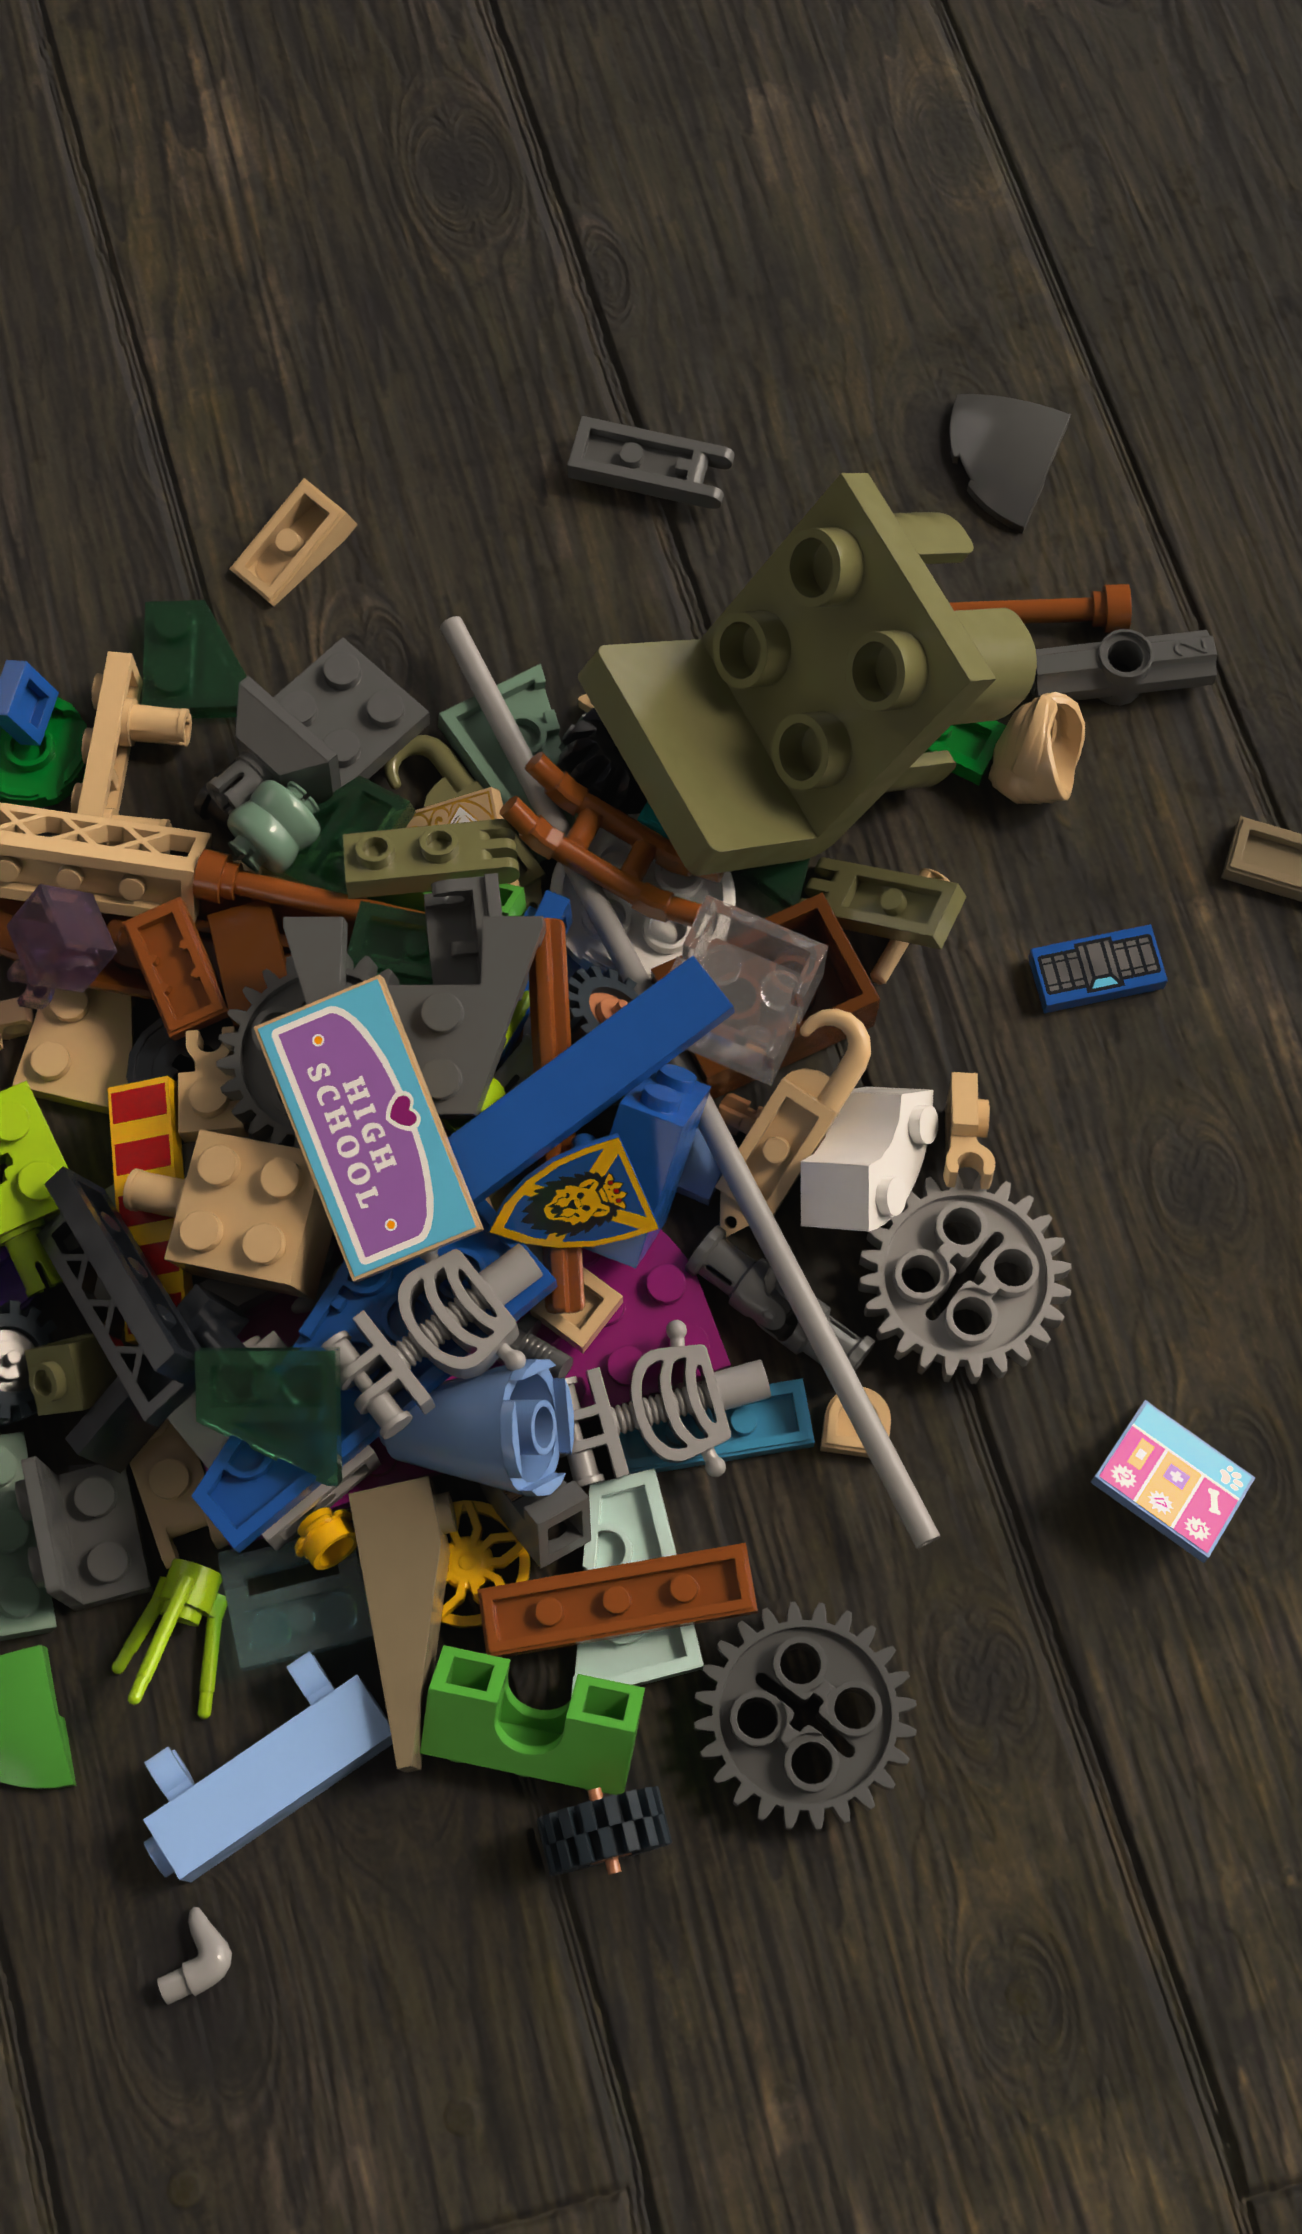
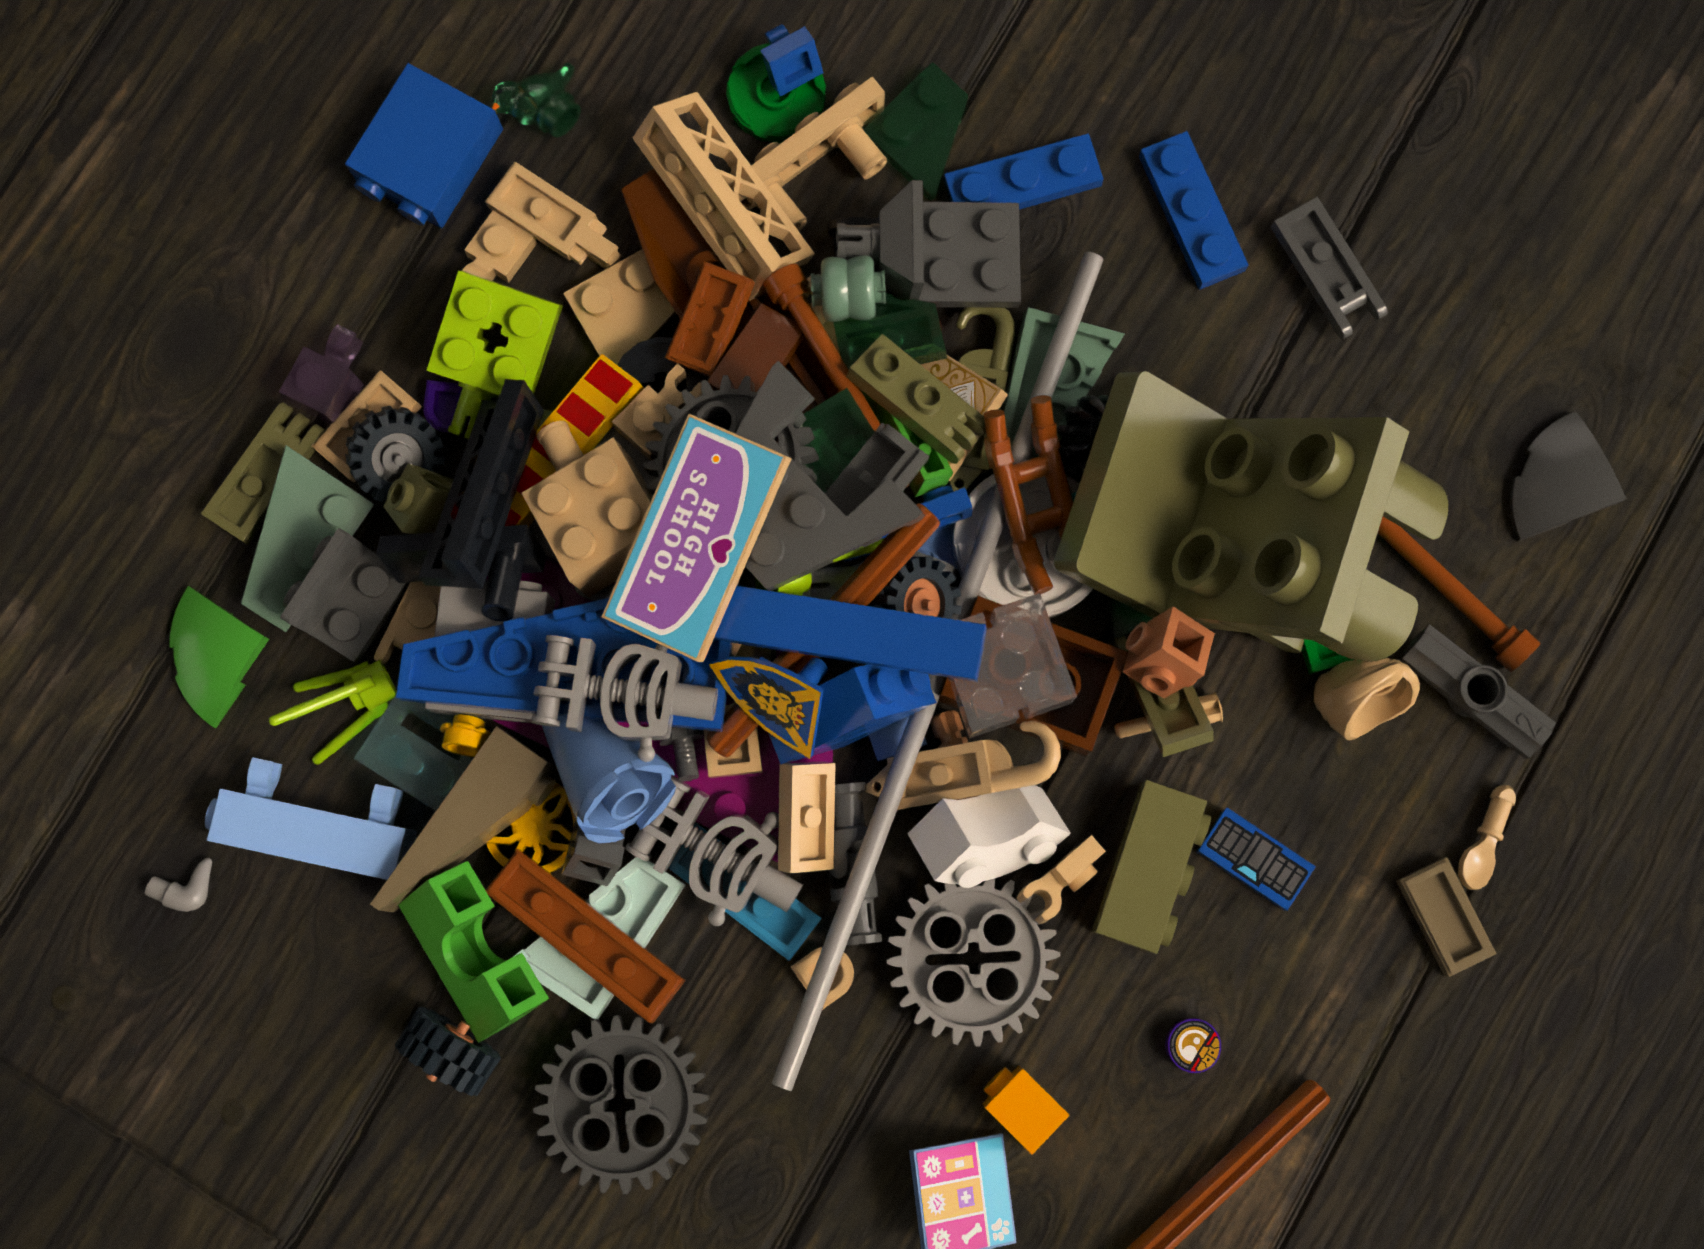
camera: 50 degrees right, 10 degrees up
(58, 944) = (657, 239): brick -> none
(277, 1402) = (492, 642): clear green wing -> none
(293, 542) = (1060, 107): tan slope -> none
(329, 610) = (1030, 175): none -> blue plate
(491, 521) = (1193, 210): none -> blue plate
(702, 1297) = (806, 816): none -> tan plate
(856, 858) = (1168, 652): none -> nougat brick
(1025, 1056) = (1151, 868): none -> olive brick
(1140, 1354) = (1023, 1107): none -> light orange brick
(1214, 1165) = (1193, 1045): none -> tile
(1264, 794) = (1479, 860): none -> tan piece

